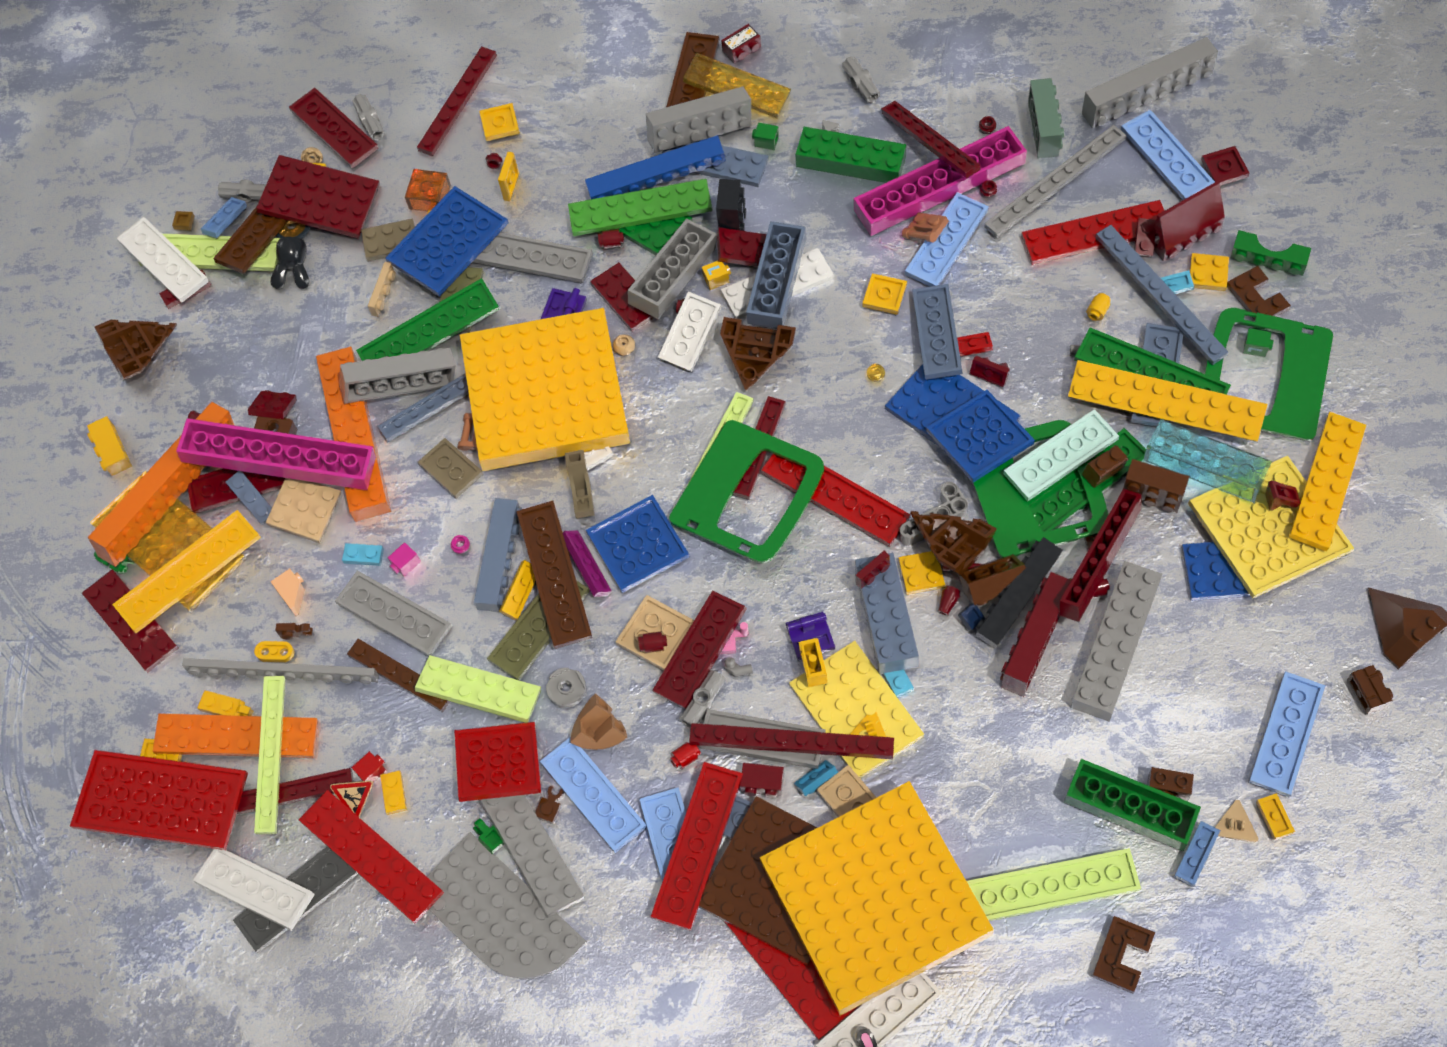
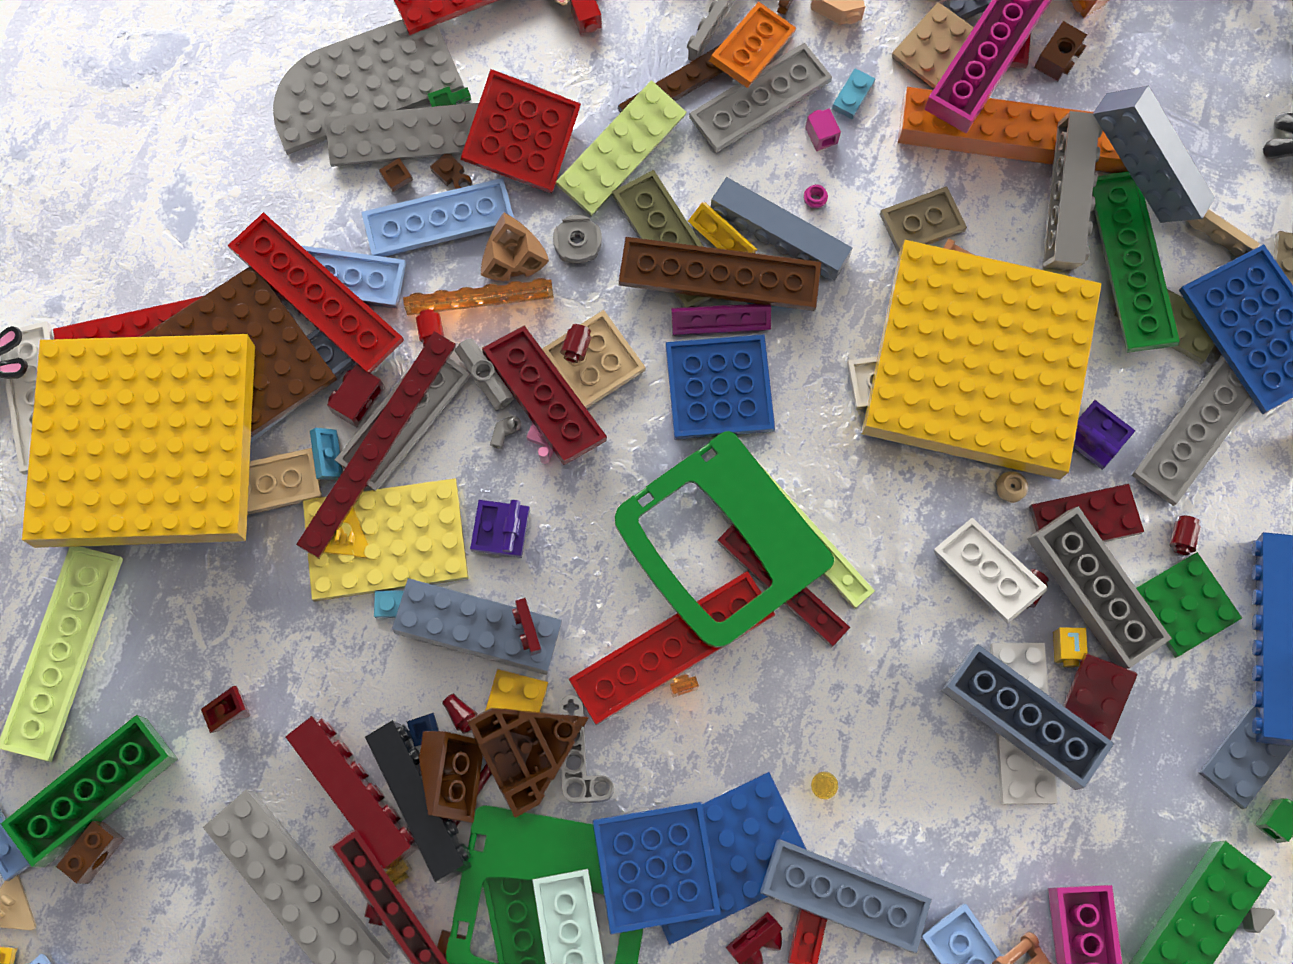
camera: 105 degrees right, 10 degrees up
(272, 404) = (1099, 58): dark red plate -> none
(352, 632) = (752, 44): none -> orange plate
(353, 329) = (1154, 154): none -> sand blue brick
(393, 792) = (549, 30): yellow plate -> none
(424, 408) = (1018, 215): sand blue plate -> none
(570, 843) = (395, 175): none -> reddish brown plate
(580, 484) = (824, 352): dark tan arch -> none
(640, 207) = (1220, 593): bright green plate -> none
(647, 739) = (478, 297): none -> clear orange plate
(731, 205) = (1163, 703): black brick -> none
(754, 348) = (928, 640): reddish brown wedge -> none
(813, 662) = (452, 505): yellow brick -> none
(857, 475) = (683, 685): none -> clear orange plate
(884, 294) = (942, 858): yellow plate -> none
(1029, 746) = (225, 709): none -> dark red slope

